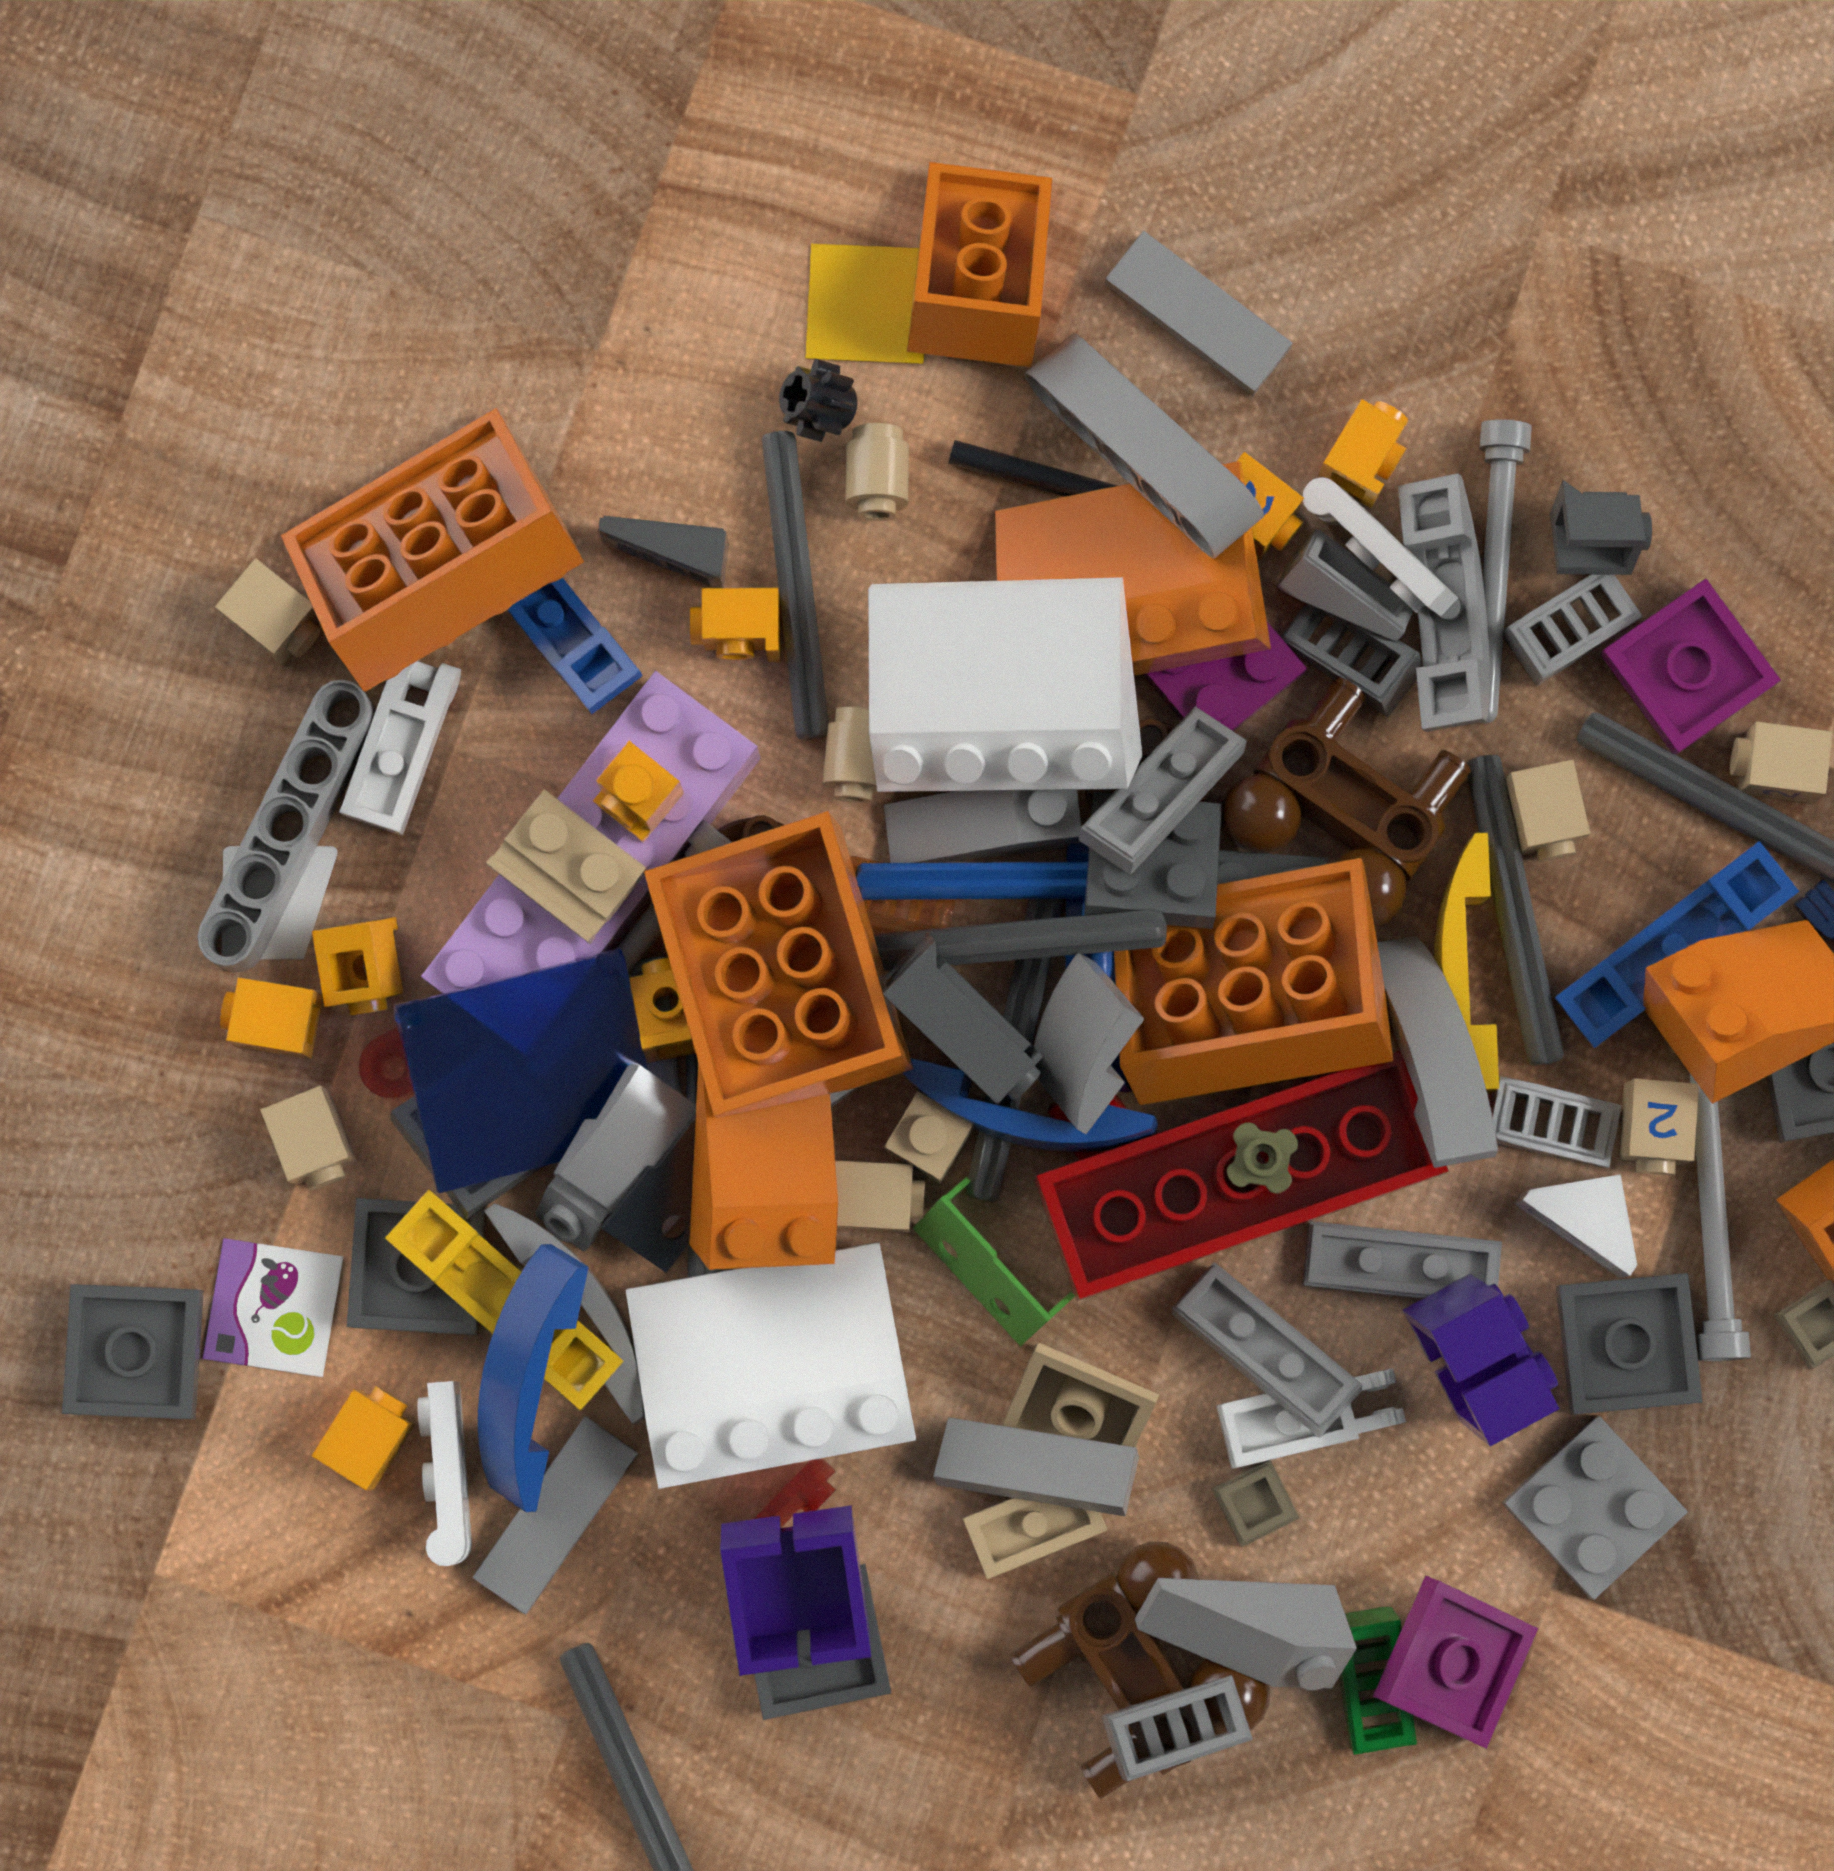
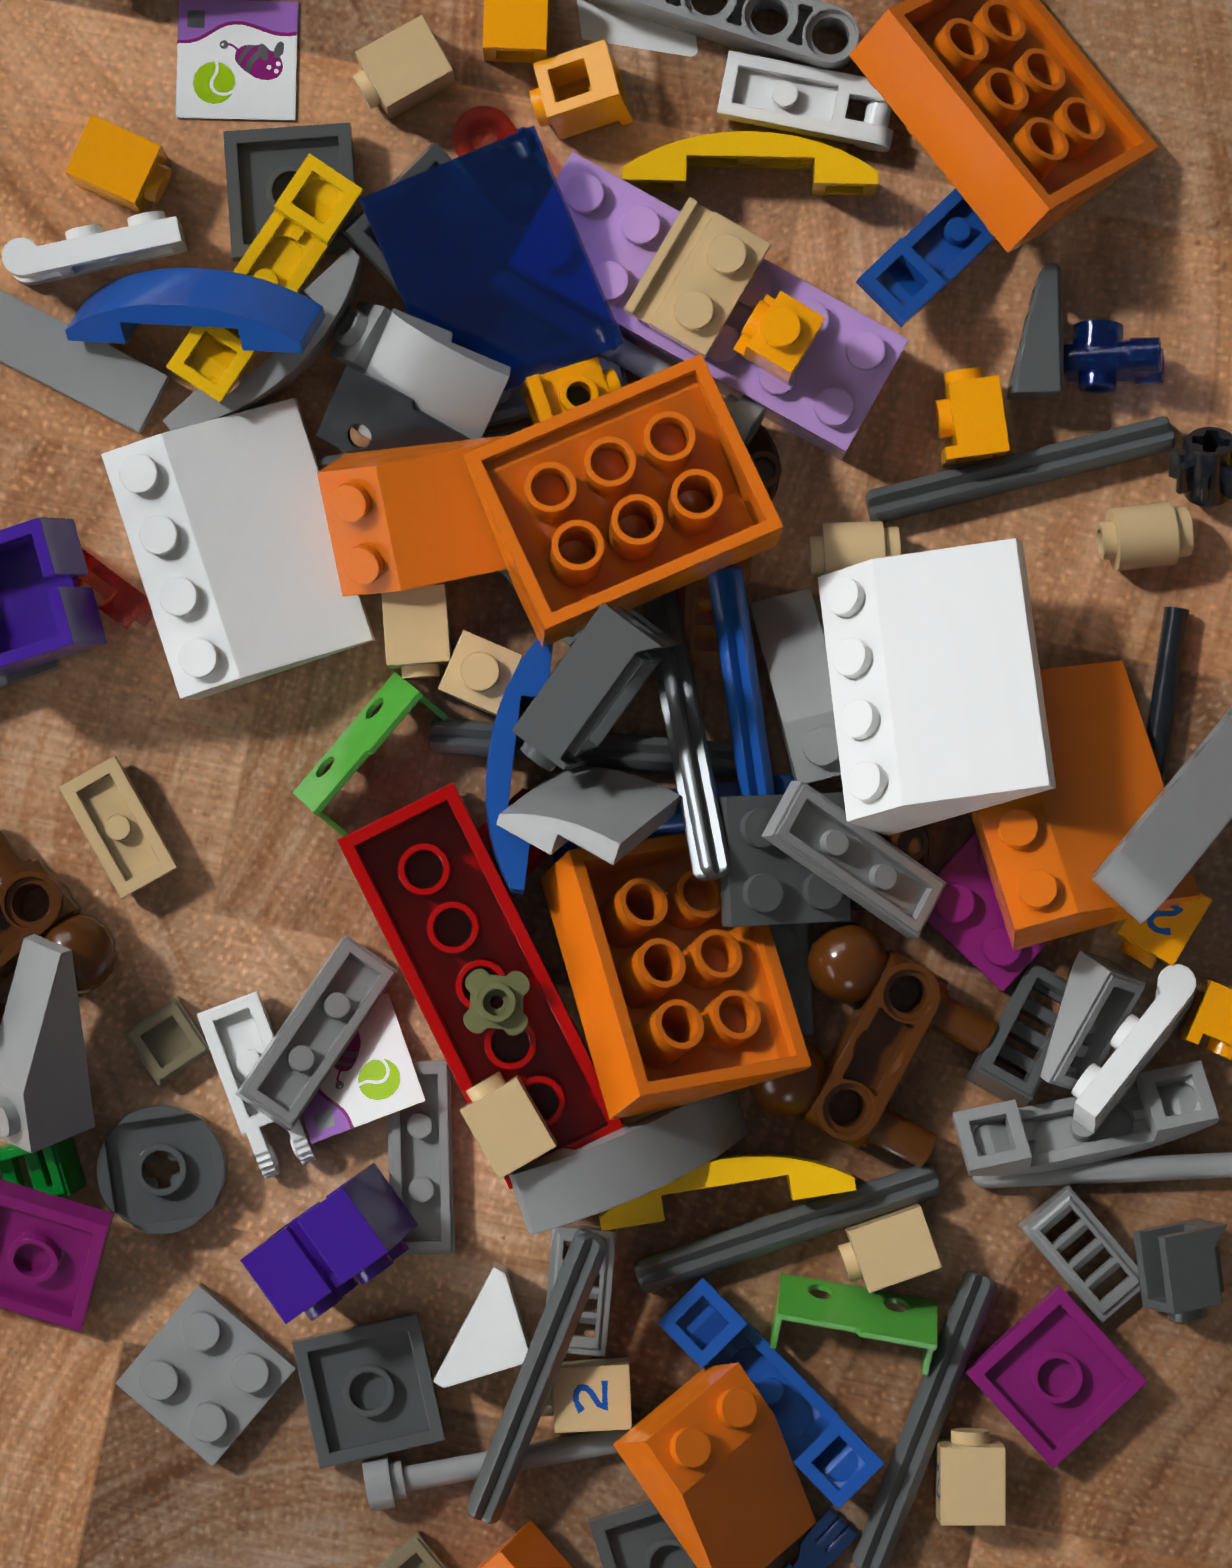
camera: 80 degrees right, 5 degrees up
(471, 730) = (832, 169): none -> yellow slope
(697, 490) = (1103, 357): none -> clear blue plate
(1036, 1466) = (173, 821): light grey tile -> none
(1078, 1400) = (231, 855): tan slope -> none
(1321, 1303) = (368, 1080): none -> white sticker
(1385, 1162) = (506, 1123): none -> tan brick
(1409, 1497) = (140, 1198): none -> dark grey plate
(1606, 849) = (859, 1312): none -> bright green piece
(1636, 1169) = (537, 1376): none -> dark grey axle

